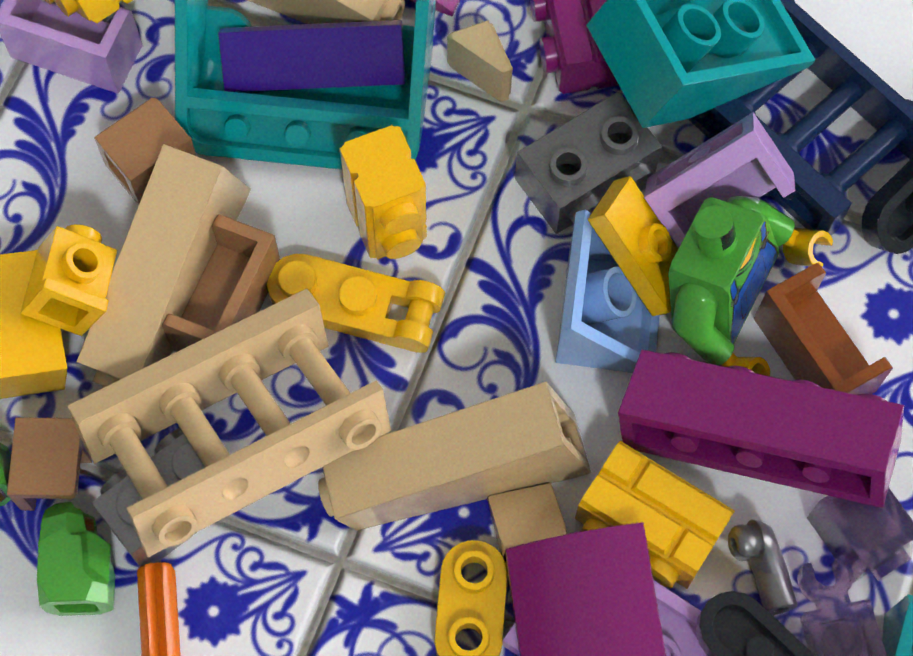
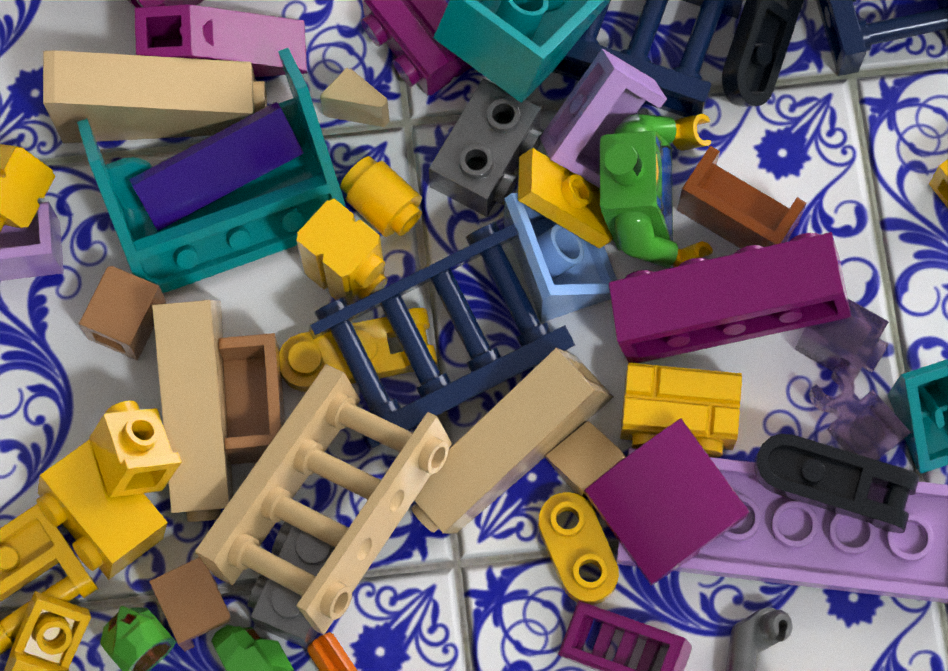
camera: 25 degrees left, 5 degrees up
(459, 161) = (382, 197): none -> yellow brick
(474, 374) = (486, 365): none -> dark blue fence
(759, 546) = (772, 391): flat silver arm -> none

